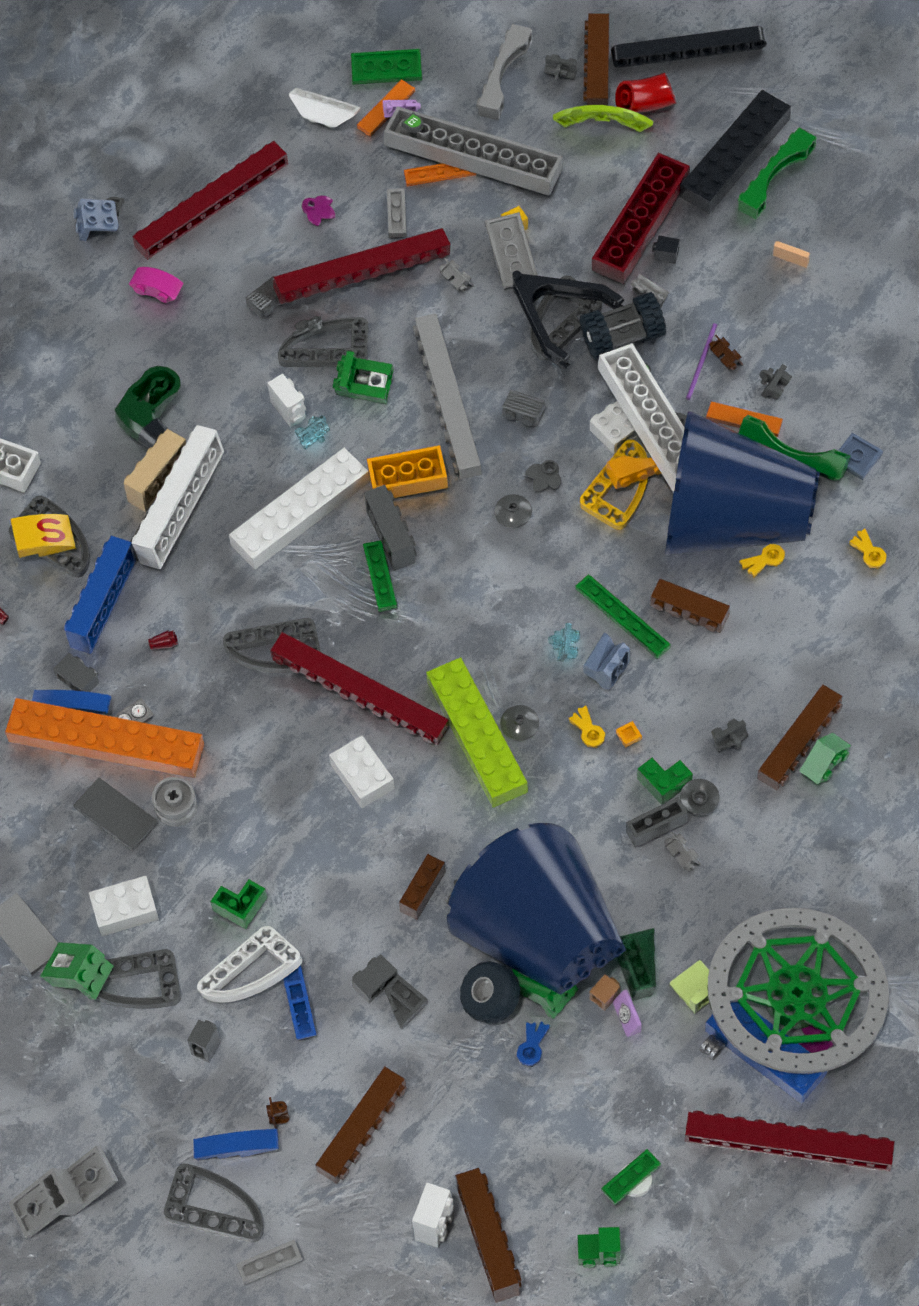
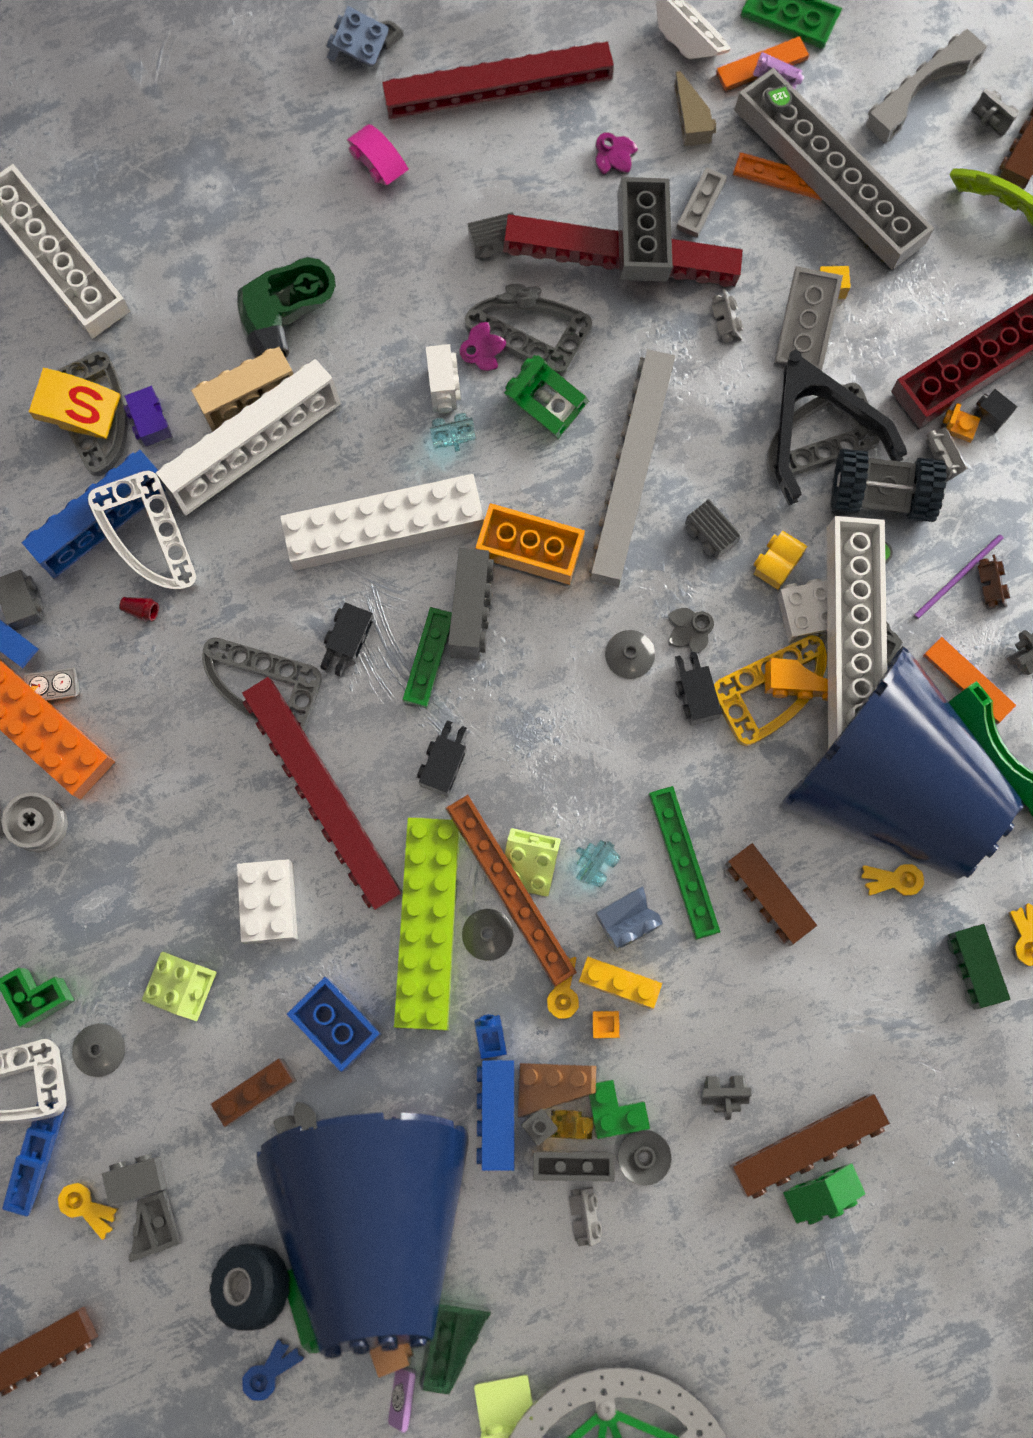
camera: 25 degrees right, 15 degrees up
(97, 523) = (147, 416): none -> dark purple brick
(146, 575) = (156, 520): none -> white beam
(303, 927) = (111, 1050): none -> dark grey dish
(304, 369) = (486, 347): none -> magenta plate
(318, 588) = (347, 636): none -> black hinge
(332, 850) = (179, 986): none -> yellowish green bracket
(342, 1012) = (77, 1201): none -> yellow piece
(357, 159) = (694, 114): none -> dark tan slope
(371, 243) = (644, 229): none -> dark grey brick
(428, 632) = (443, 761): none -> black hinge
(451, 819) = (334, 1024): none -> blue brick
(519, 682) = (511, 890): none -> dark orange tile
(522, 665) = (533, 859): none -> yellowish green bracket
(558, 778) = (490, 1036): none -> blue bracket
(571, 510) = (697, 692): none -> black hinge
(578, 406) = (779, 560): none -> yellow brick
(590, 820) = (497, 1115): none -> blue brick
(613, 783) = (553, 1084): none -> medium nougat wing
(620, 812) = (539, 1127): none -> dark grey bracket
(623, 704) = (620, 983): none -> yellow brick
(641, 800) = (571, 1124): none -> clear yellow brick
(649, 268) = (961, 423): none -> light orange bracket
(846, 582) = (978, 967): none -> dark green brick

